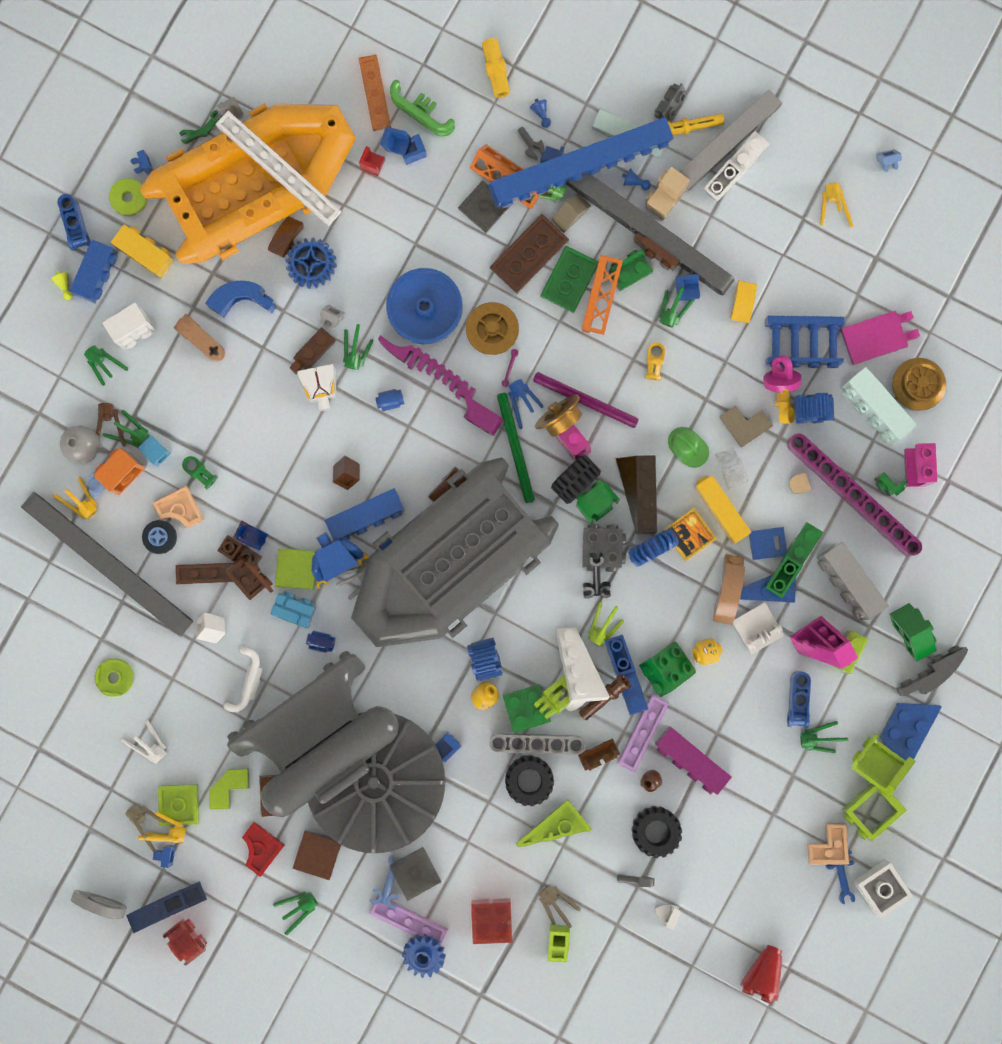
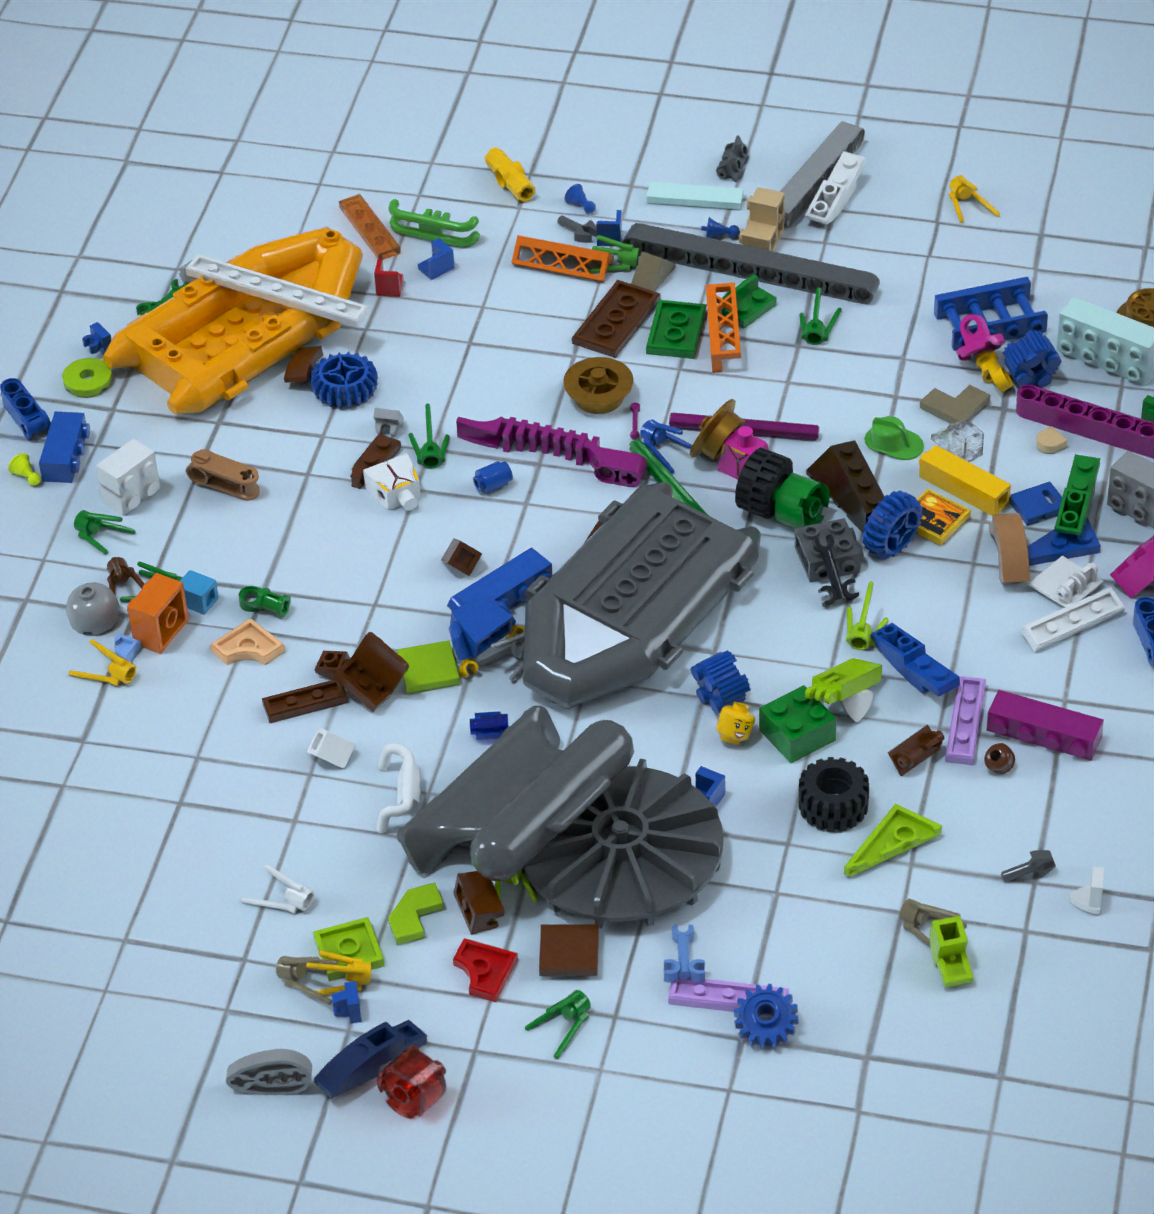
camera: 20 degrees left, 40 degrees down
(107, 564) = (168, 717): dark grey beam -> none
(125, 681) = (214, 847): lime tile -> none
(143, 250) = (123, 415): yellow brick -> none
(152, 538) = (230, 675): black wheel -> none
(236, 291) = (263, 423): blue arch -> none
(250, 535) = (351, 634): clear blue brick -> none
(293, 610) = (440, 702): dark azure brick -> none
(396, 141) = (412, 254): blue panel -> none
(415, 873) = (716, 935): clear smoke plate -> none
(424, 306) = (504, 381): blue dish -> none
(481, 208) = (543, 290): clear smoke plate -> none
(491, 921) = (852, 959): clear red piece -> none
(546, 746) = (864, 748): light grey beam -> none
(579, 671) = (849, 659): white wing -> none
(580, 162) = (645, 213): blue brick -> none
(613, 690) = (902, 672): reddish brown pin -> none
(653, 251) = (775, 279): reddish brown hinge -> none
(654, 361) = (815, 372): yellow connector -> none
(667, 669) = (964, 646): green bracket -> none
(668, 844) = (1026, 820): black tyre -> none
(684, 123) = (759, 173): yellow pin -> none
(690, 285) = (829, 301): blue panel -> none
(707, 651) = (1010, 614): yellow head -> none
(743, 301) = (900, 298): yellow slope -> none
(749, 665) = (1072, 619): none -> white tile
(877, 336) = (1084, 284): dark pink tile -> none
(889, 157) = (1012, 147): medium blue tile -> none

